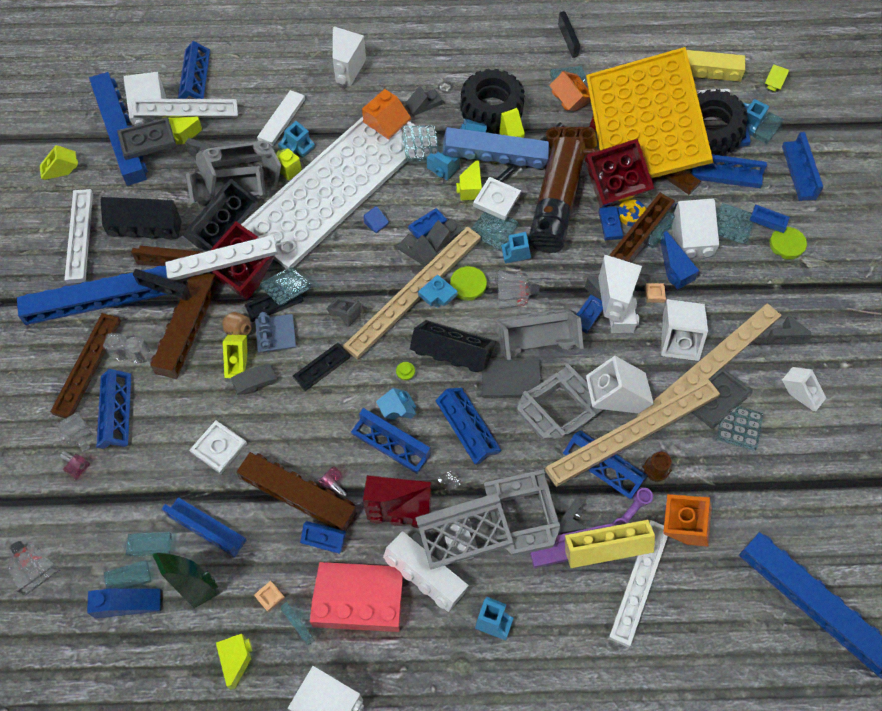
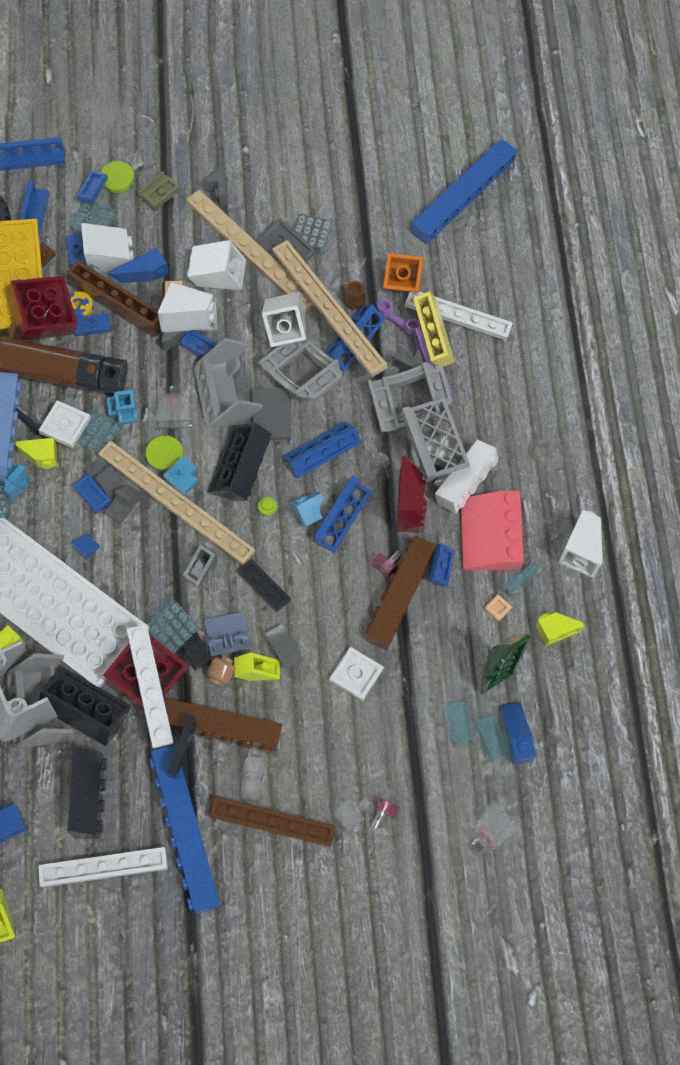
camera: 95 degrees left, 5 degrees up
(107, 407) = (322, 786): blue fence -> none
(158, 256) = (133, 755): reddish brown fence -> none
(205, 526) = (439, 672): blue fence -> none
(494, 619) = (500, 423): dark azure brick -> none
(775, 278) = (159, 190): none -> olive plate
(804, 387) = (273, 180): white slope -> none

